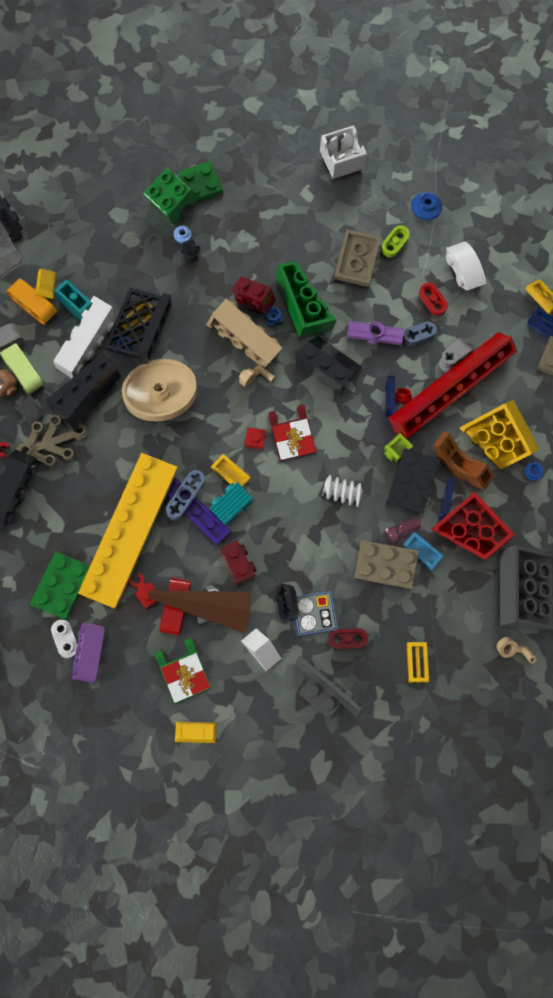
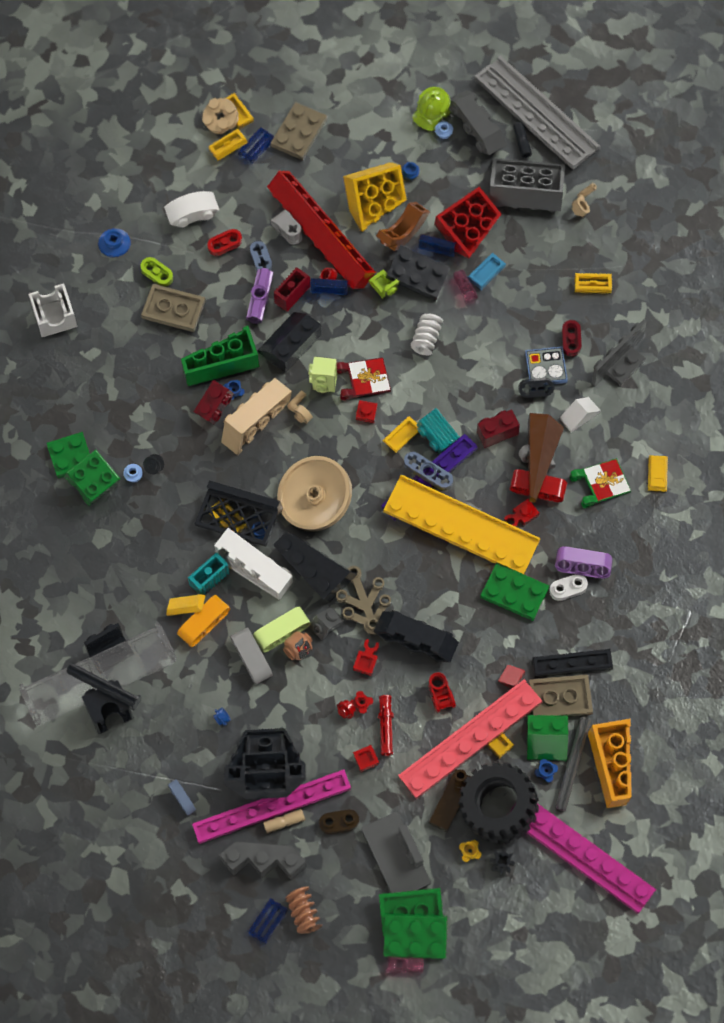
camera: 80 degrees left, 5 degrees down
(287, 391) = (323, 374): none -> yellowish green brick
(382, 359) = (292, 289): none -> dark red brick
(386, 564) = (500, 301): dark tan plate -> none

